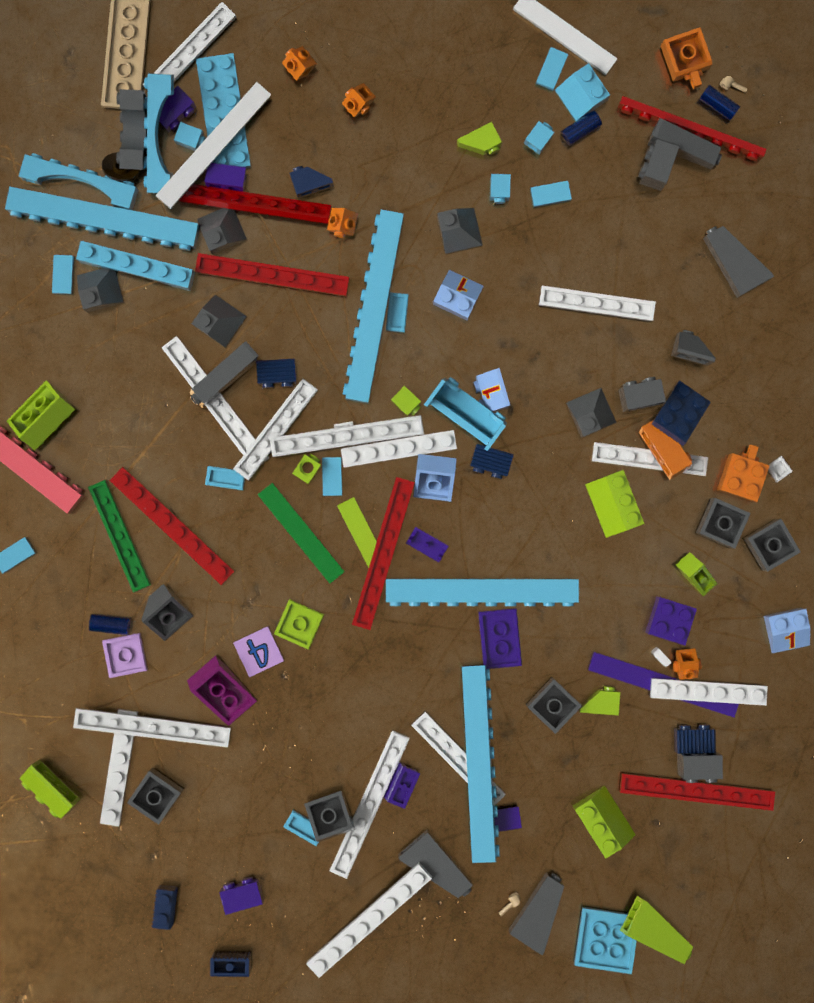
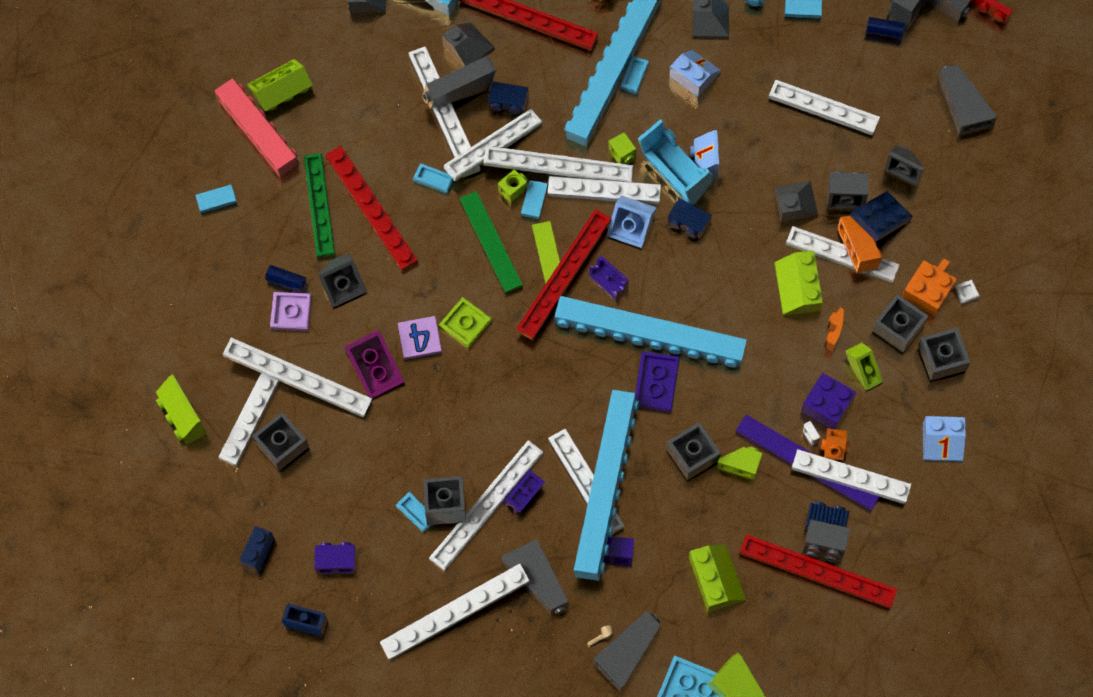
camera: 20 degrees right, 20 degrees down
(639, 197) = (885, 27): none -> clear blue piece
(660, 535) = (836, 324): none -> orange slope

